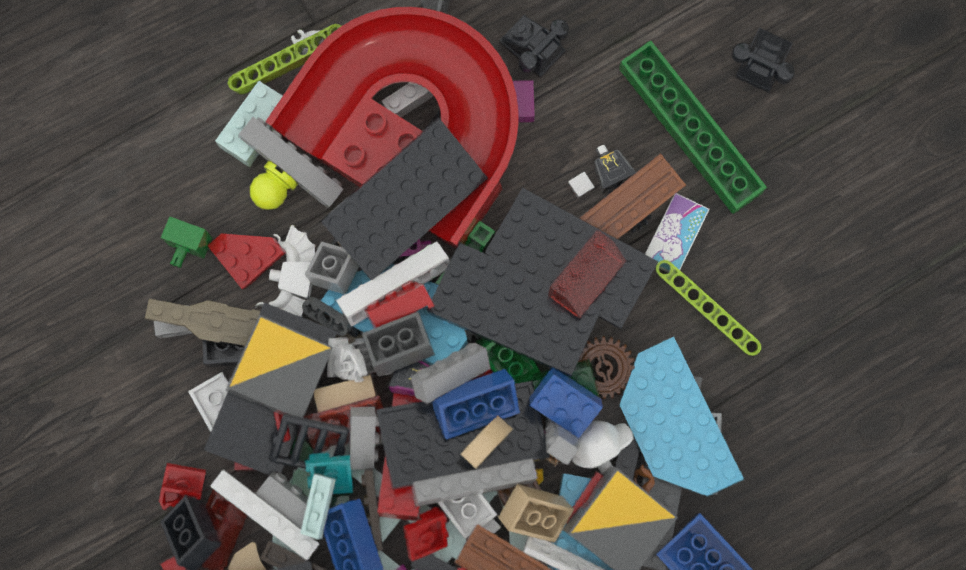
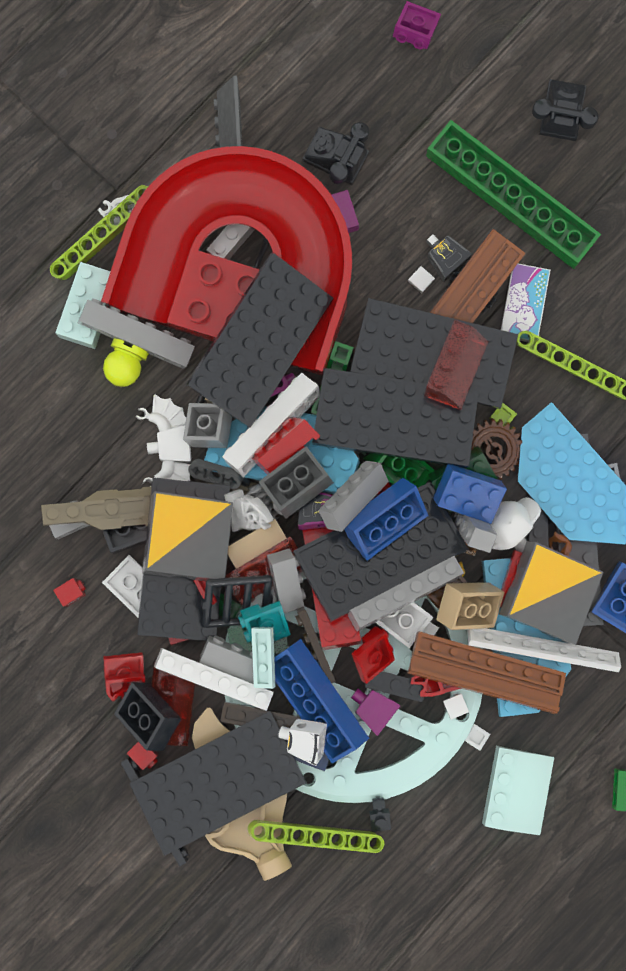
camera: 20 degrees left, 5 degrees up
(155, 392) = (70, 592): none -> red brick
(186, 239) = (56, 436): green brick -> none
(246, 255) = (118, 436): red plate -> none
(486, 441) = (407, 551): tan brick -> none
(625, 336) = (504, 413): none -> lime plate

